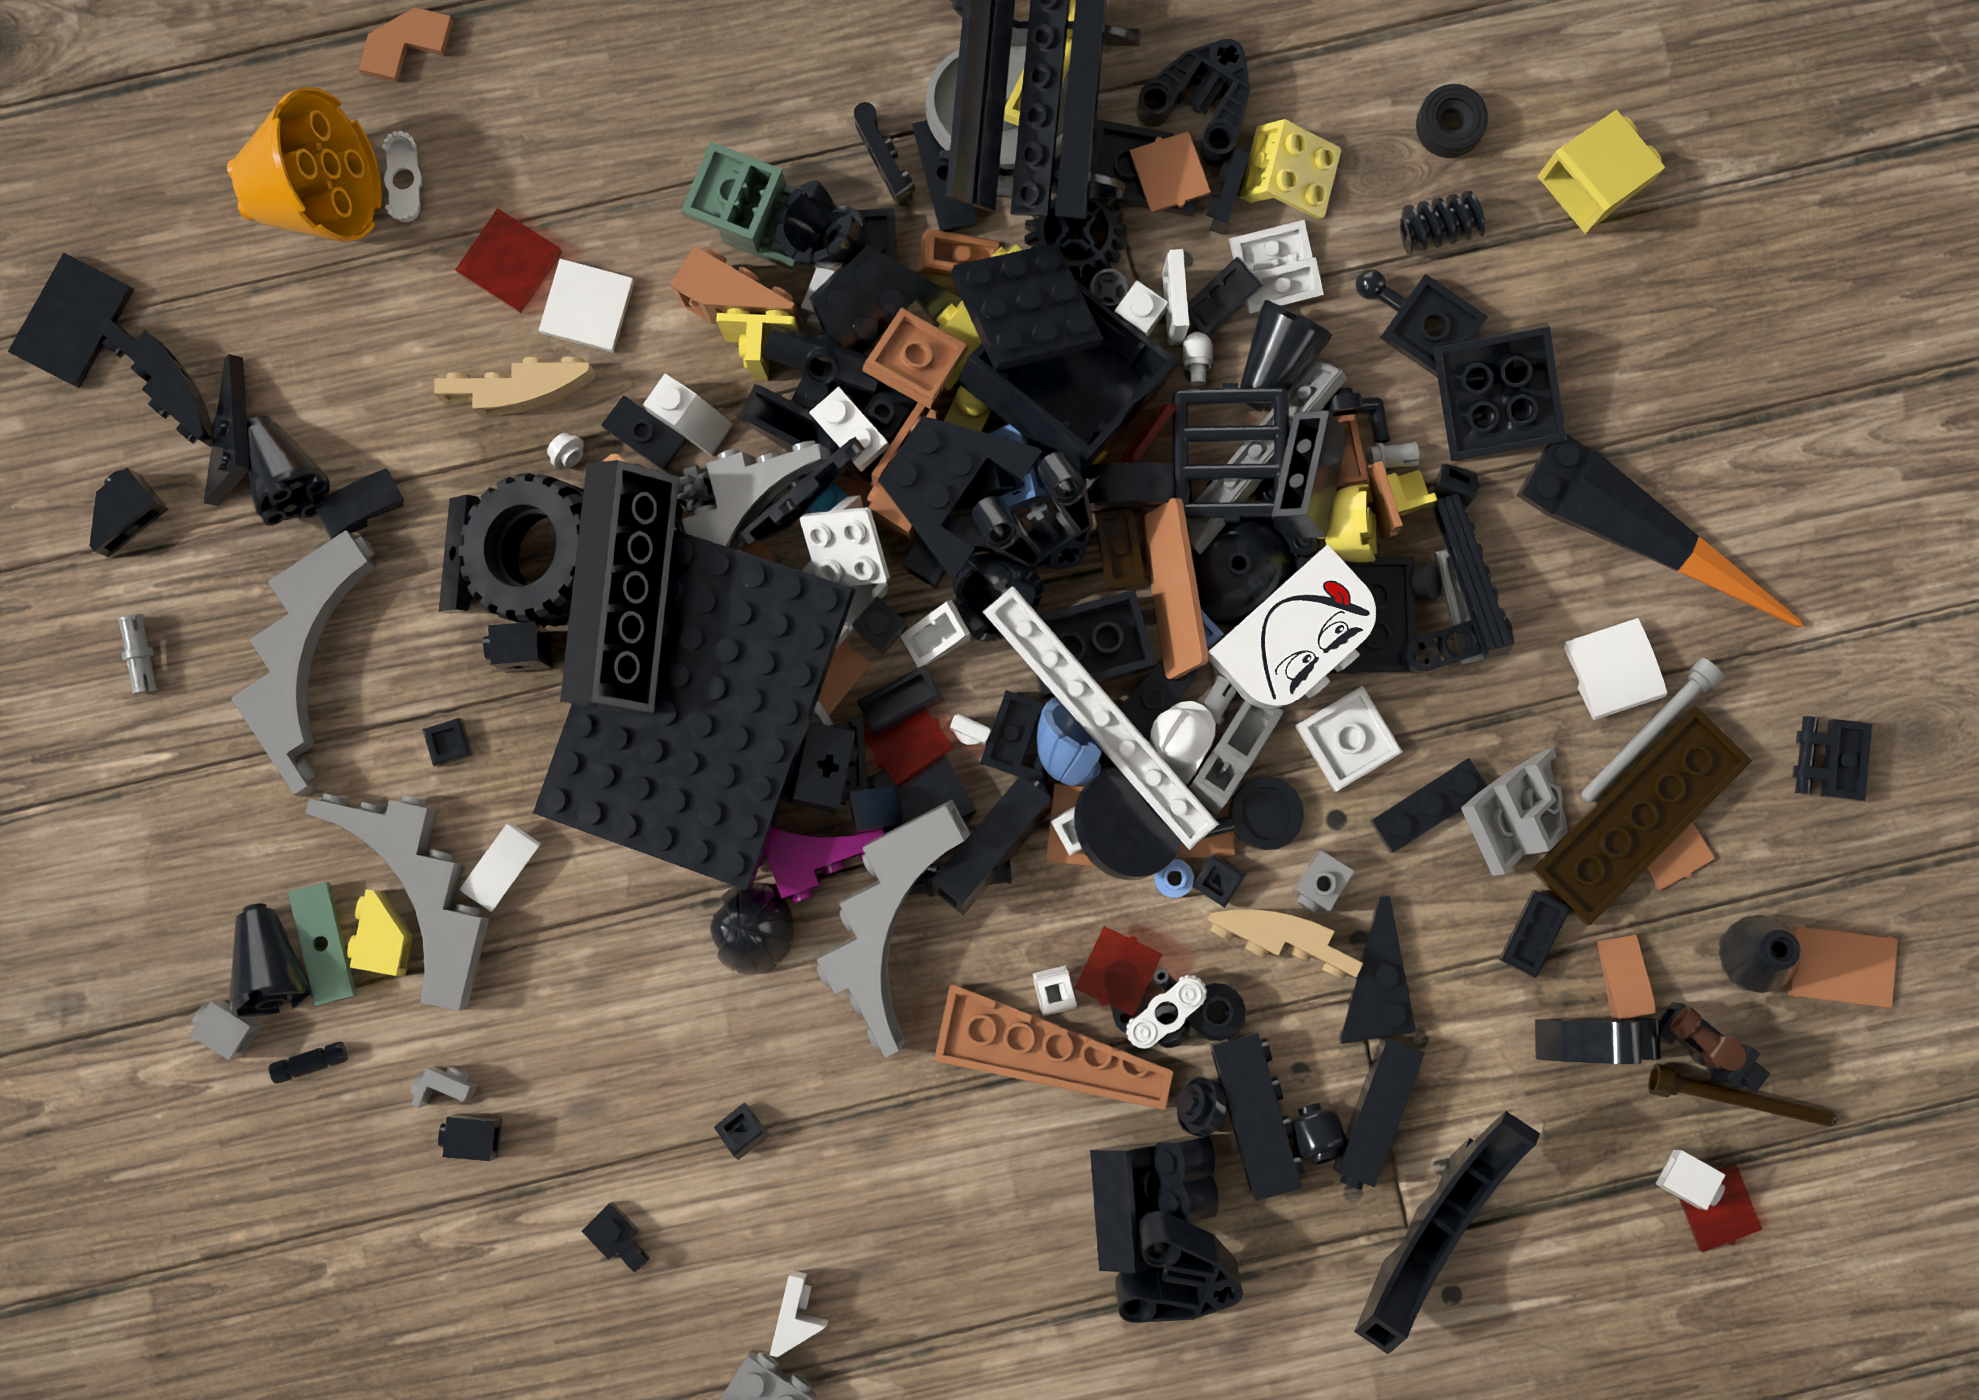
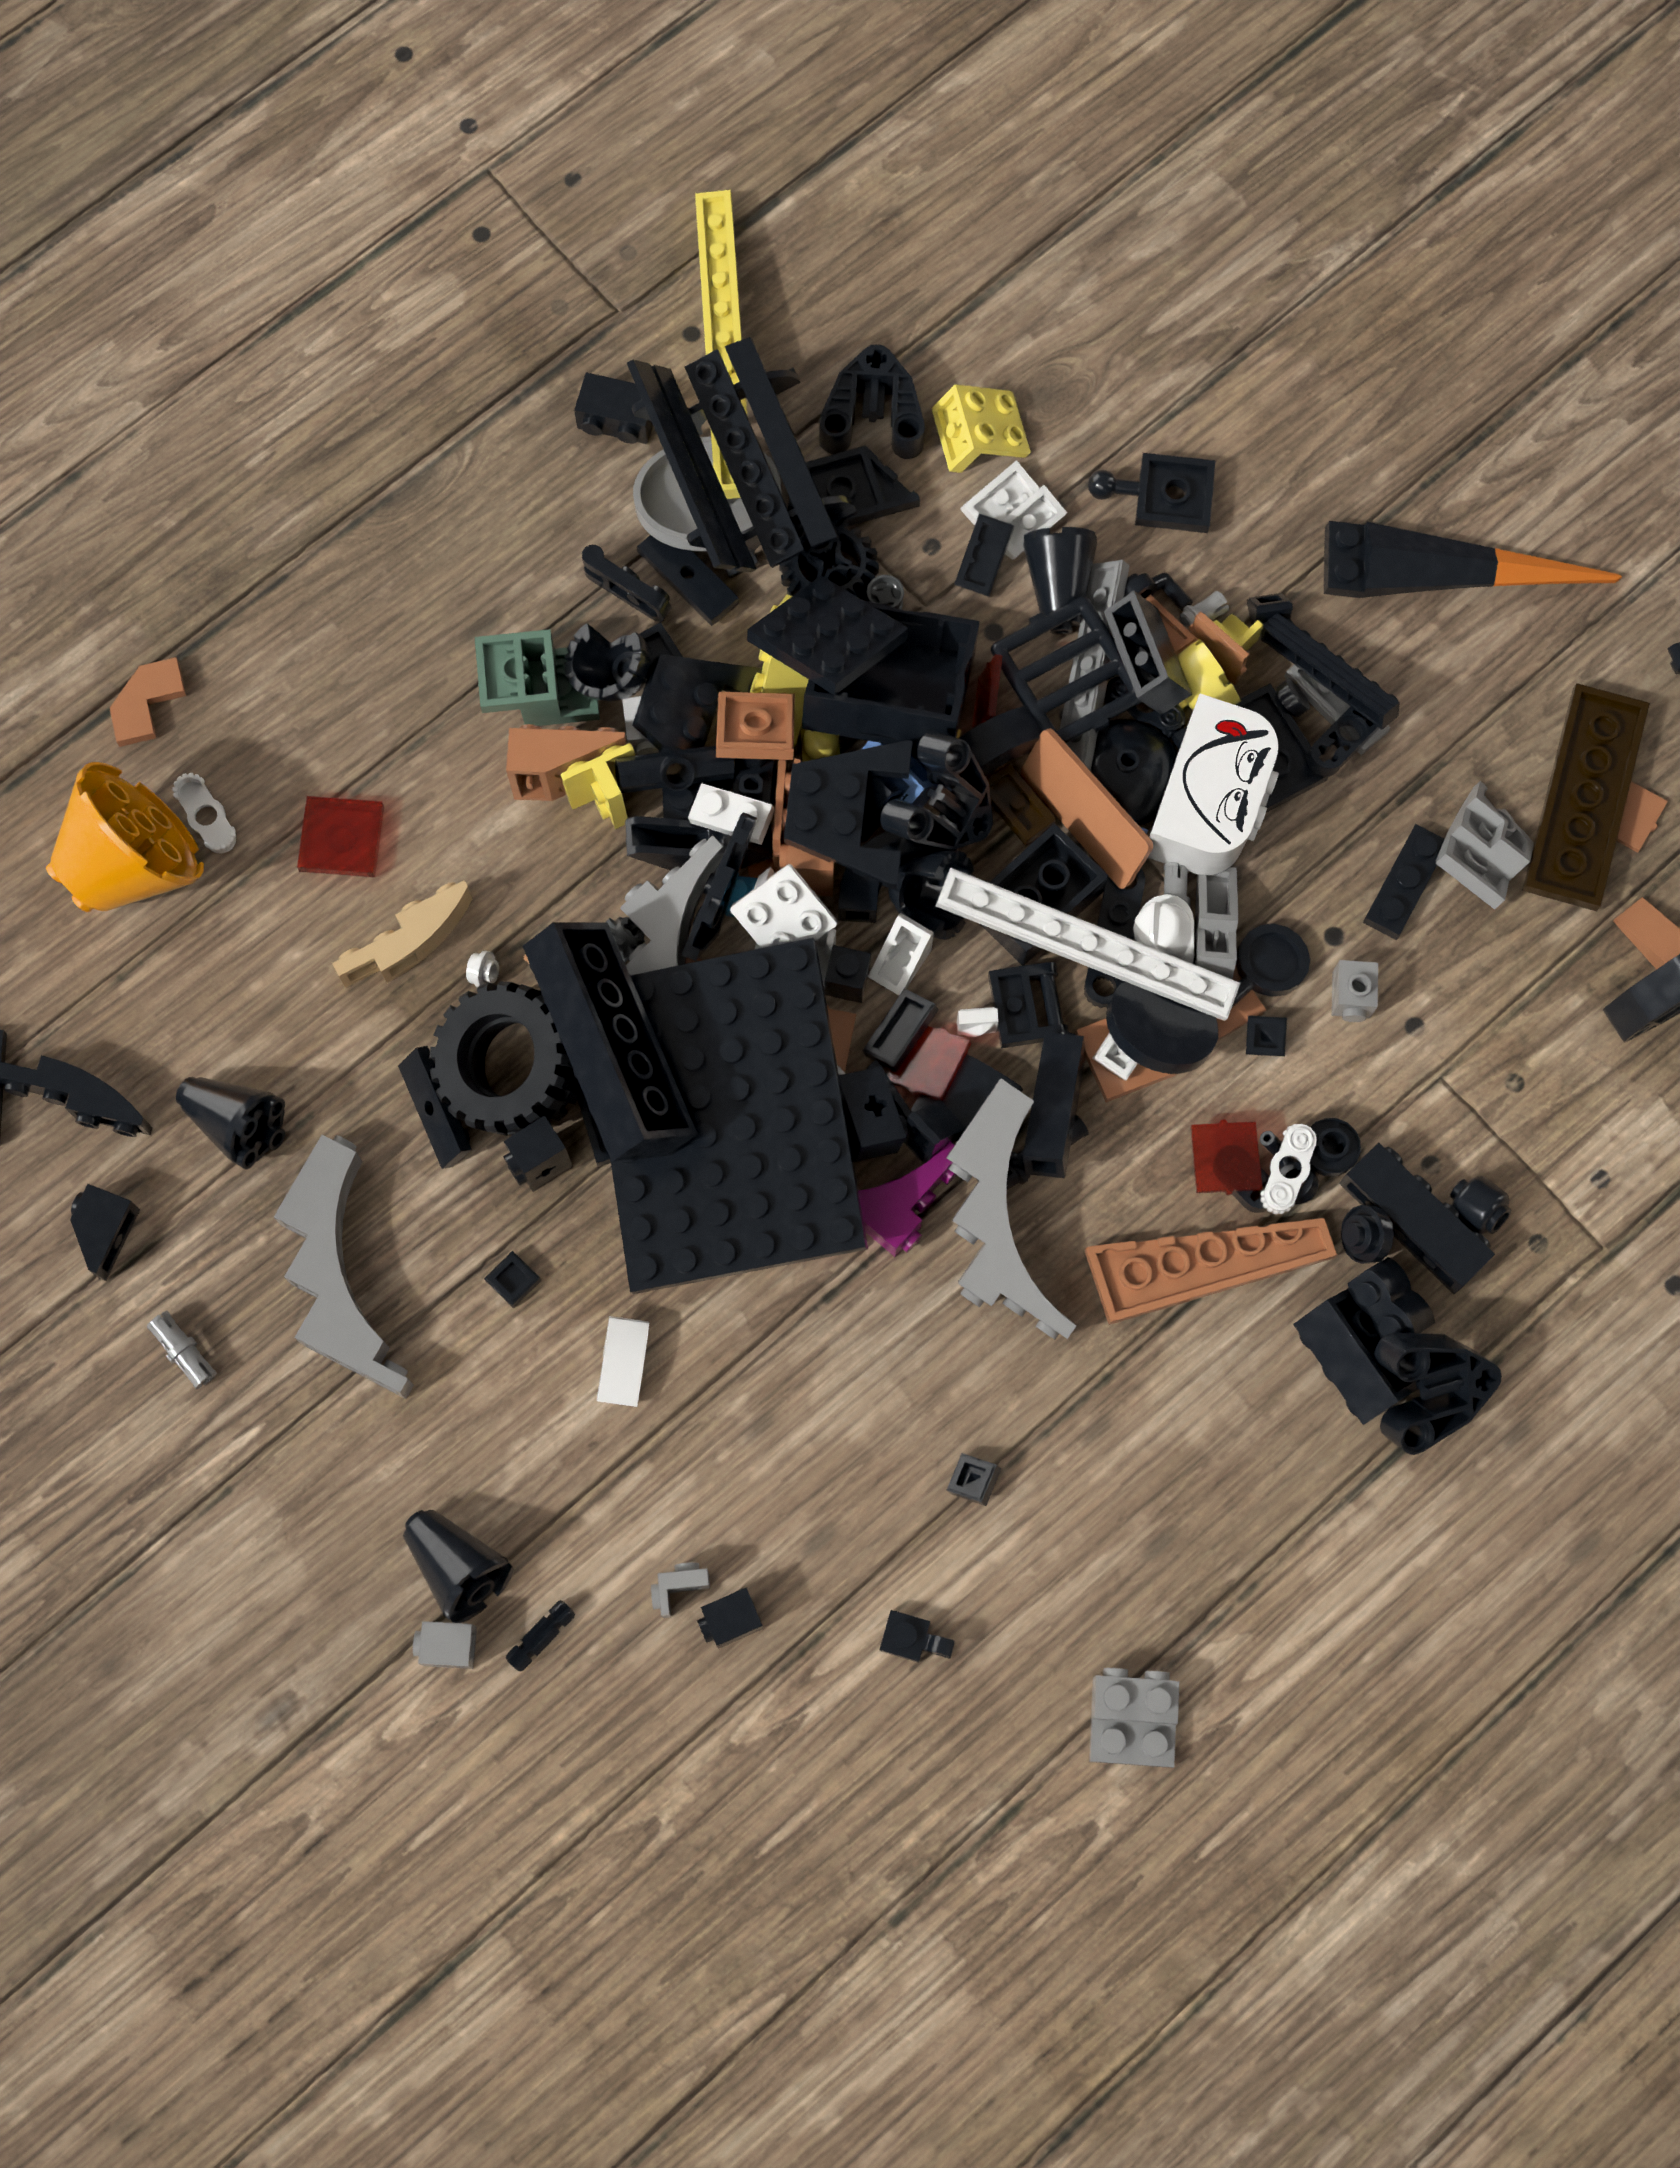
camera: 30 degrees left, 10 degrees down
(230, 439) = (171, 1116): black wing -> none
(314, 919) = (479, 1501): sand green tile -> none
(358, 502) = (317, 1110): black slope -> none
(381, 937) = (549, 1482): light yellow slope -> none
(449, 936) = (564, 1405): light grey arch -> none
(586, 305) = (432, 839): white tile -> none
(643, 433) = (529, 917): black plate -> none
(687, 414) = (574, 883): white slope -> none
(752, 929) = (883, 1296): black hair -> none
(793, 1326) = (1117, 1629): white slope -> none
(944, 249) = (727, 637): nougat slope -> none
(1054, 991) = (1182, 1204): white leg -> none
(1066, 747) = (1071, 987): medium blue hair -> none
(1141, 308) = (922, 593): white brick -> none
(1169, 172) = (881, 477): nougat piece -> none
(1176, 295) = (946, 572): white tile -> none
(1185, 884) = (1223, 1066): light blue plate -> none
(1197, 357) = (991, 615): white cylinder -> none
(1231, 176) = (941, 482): black plate -> none
(1269, 931) = (1336, 1054): tan slope -> none
(1348, 738) = (1304, 862): white tile -> none
(1377, 1113) = (1519, 1158): black brick -> none
(1381, 995) = (1460, 1060): black wing -> none
(1437, 1226) = (1629, 1220): black arch -> none
(1441, 219) = (1131, 403): black piece -> none
(1455, 99) = (1097, 305): black tyre -> none
(1500, 392) = (1263, 514): black slope -> none
(1534, 934) = (1558, 940): black plate -> none
(1601, 170) = (1237, 302): light yellow slope -> none
(1615, 669) = (1492, 689): white slope -> none
(1702, 678) = (1567, 659): light grey piece -> none

